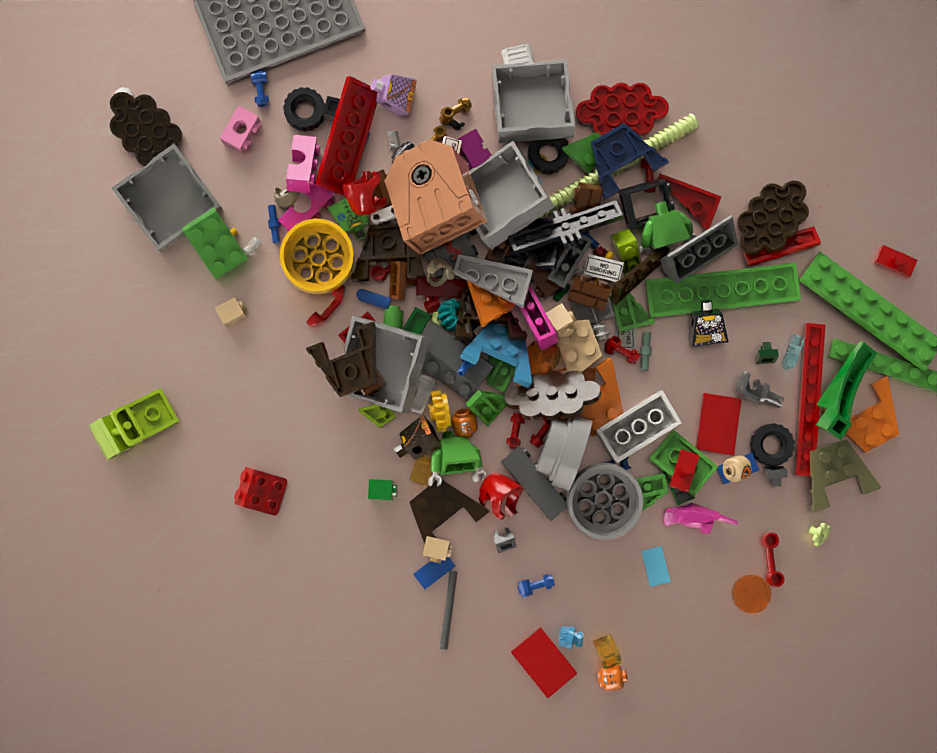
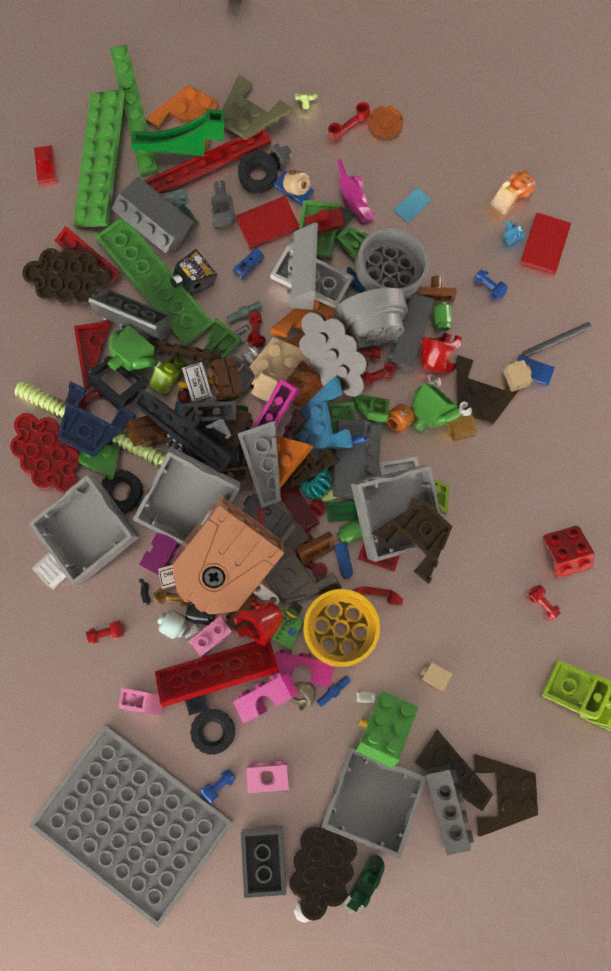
camera: 115 degrees left, 5 degrees down
(97, 241) = (453, 841): none -> dark grey brick
(101, 316) = (514, 795): none -> dark brown wing
(111, 152) = (365, 884): none -> dark green connector
(154, 276) = (440, 753): none -> dark brown wing
(179, 86) = (263, 862): none -> dark grey brick
(241, 440) = (537, 594): none -> red bar
(365, 65) = (140, 701): none -> bright pink arch
(379, 150) = (211, 636): none -> bright pink brick
(381, 490) = (501, 447): green brick -> none
(395, 93) = (149, 656): lavender torso -> none
(410, 128) = (172, 624): none -> light aqua head
(418, 439) = (439, 445): dark brown torso -> none
(435, 264) = (282, 516): dark tan piece -> none
(436, 82) = (115, 629): none -> red bar
(439, 411) = (404, 441): yellow gear -> none
(447, 113) = (140, 598): pearl gold bar -> none
(505, 541) = (473, 327): dark grey tile -> none
(532, 520) = (442, 317): none -> bright green brick
(559, 531) = (438, 292): none -> dark orange tile
(648, 419) = (303, 267): none -> light grey slope
(690, 385) = (250, 261): none -> blue bar
(783, 322) = (152, 215): none -> dark grey slope

